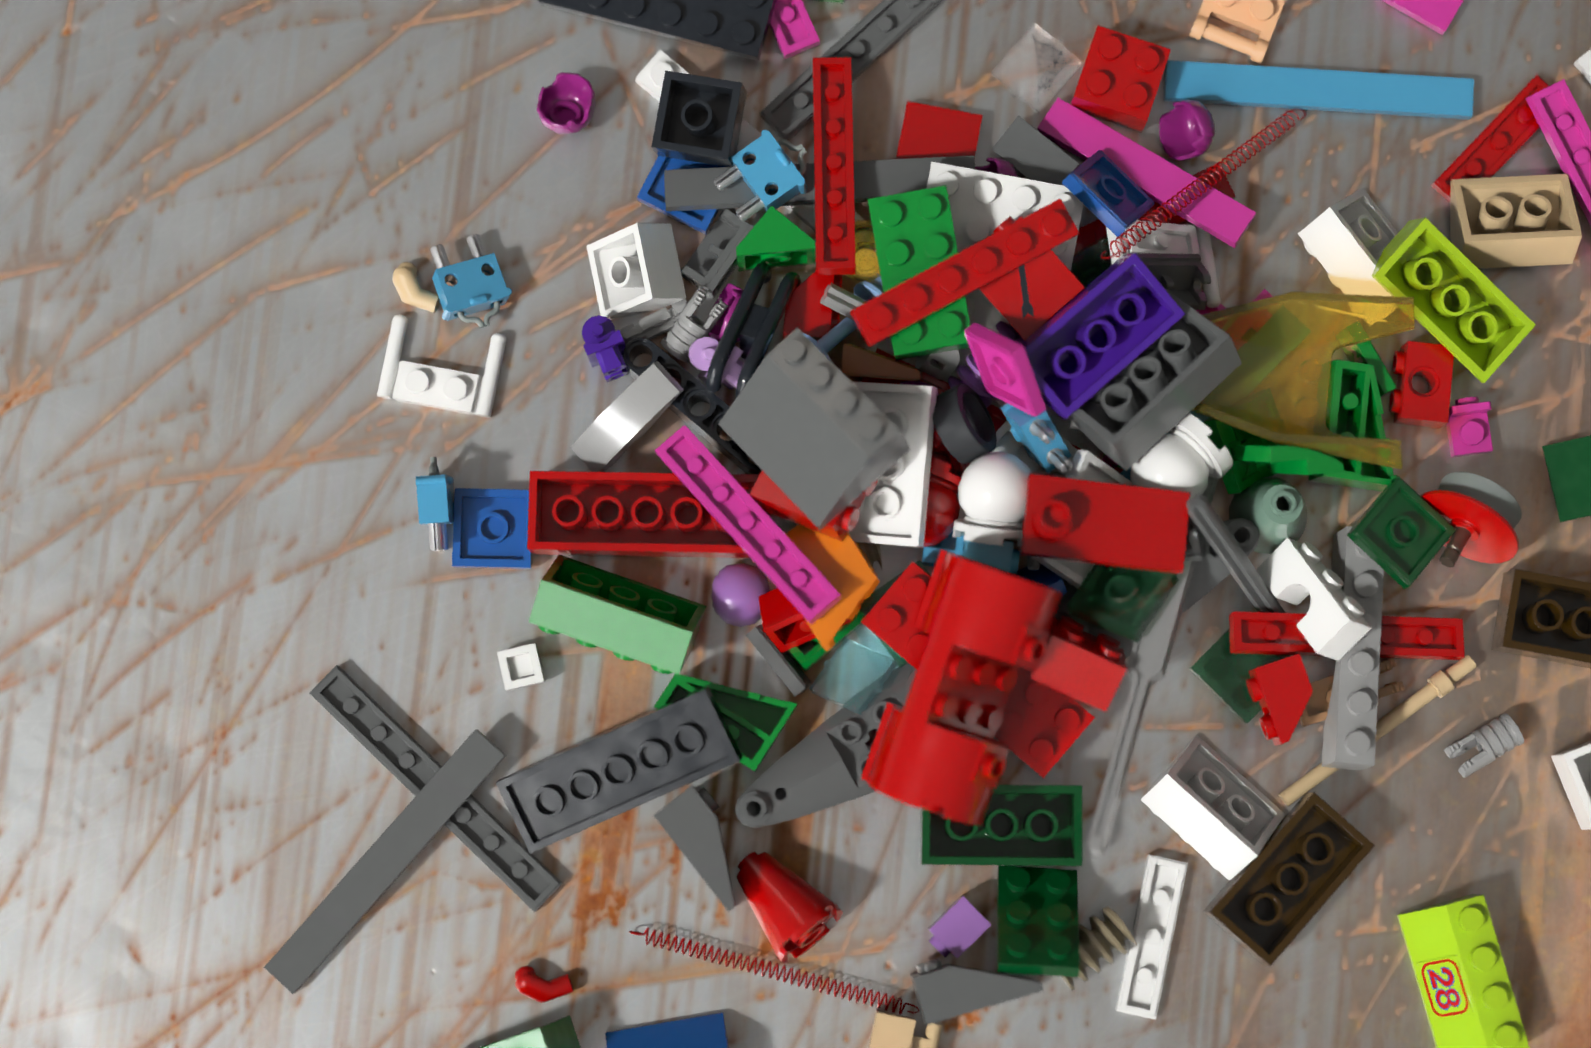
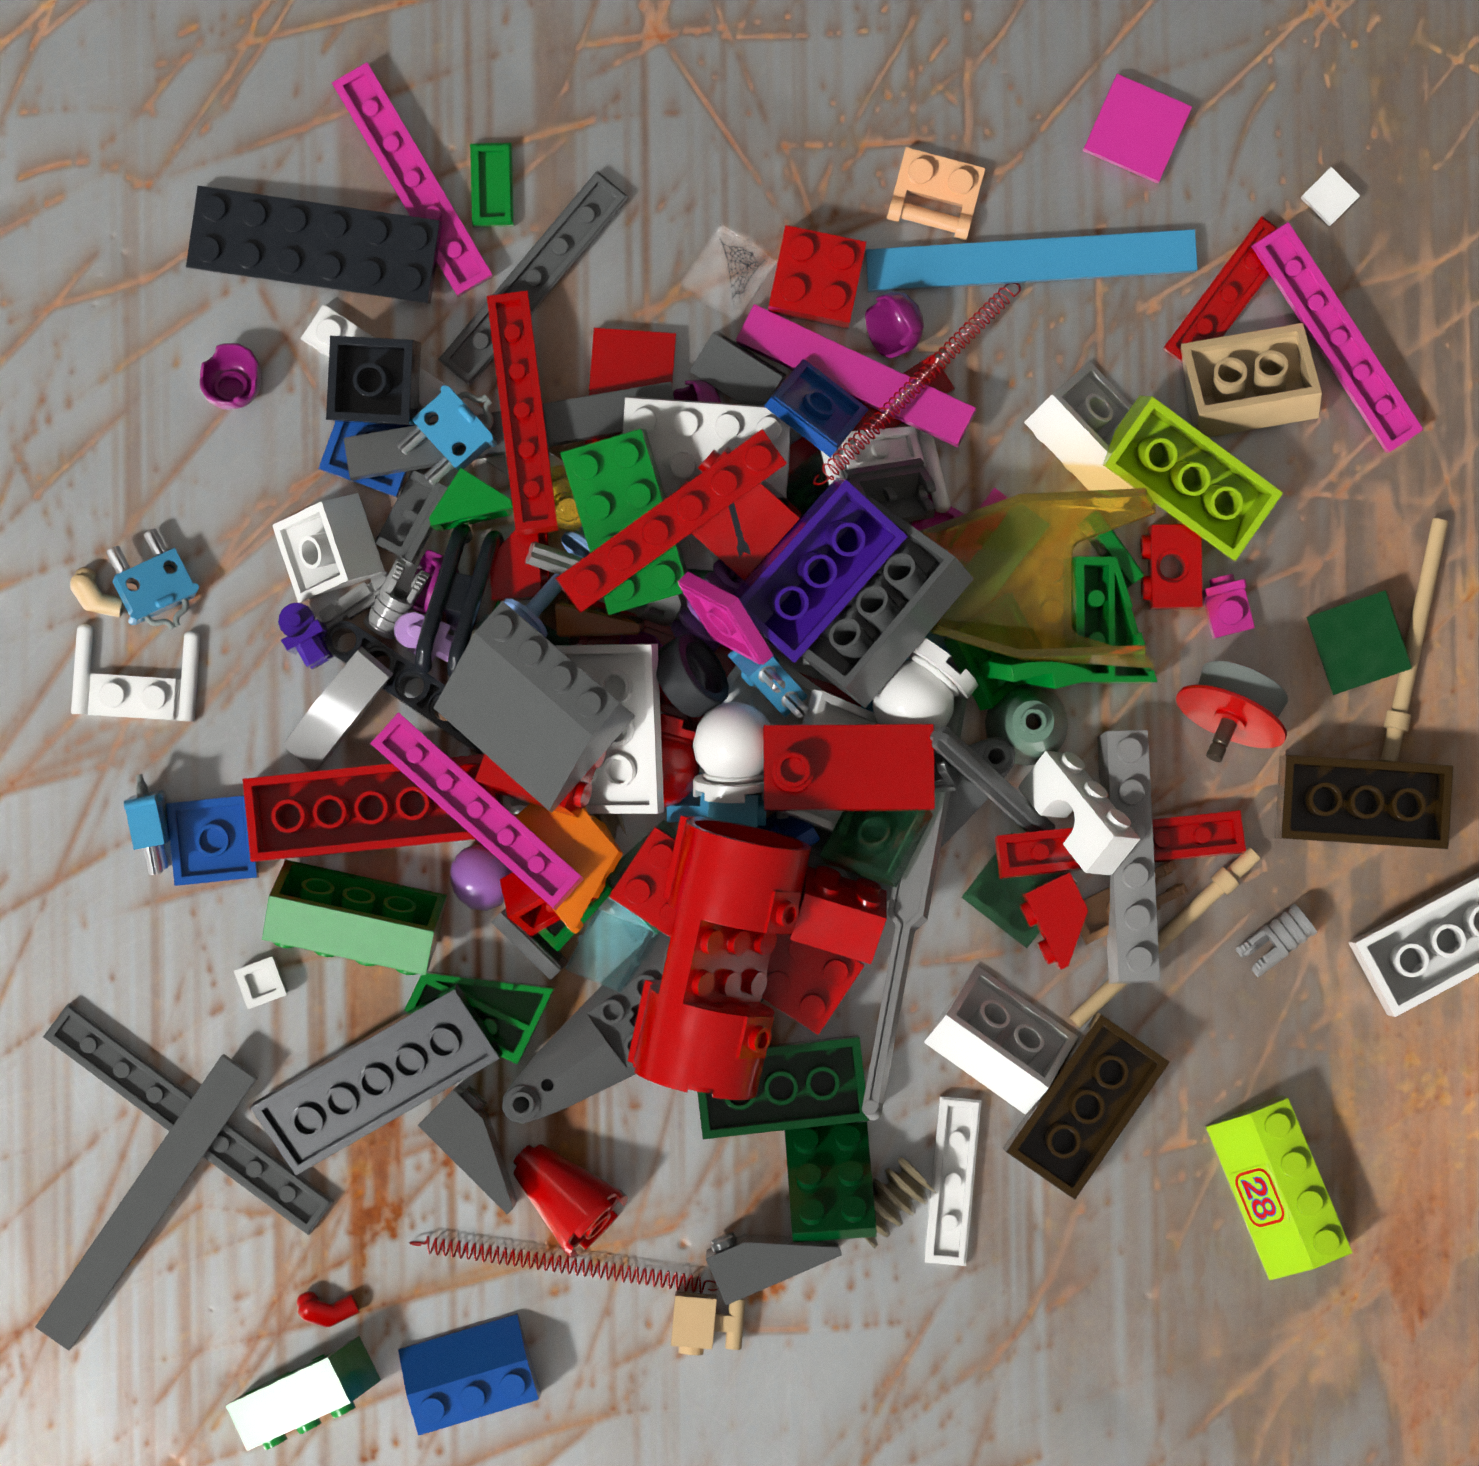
camera: 10 degrees left, 5 degrees up
(957, 928) = (749, 1198): medium lavender brick -> none
(1401, 532) = (1163, 731): dark green plate -> none

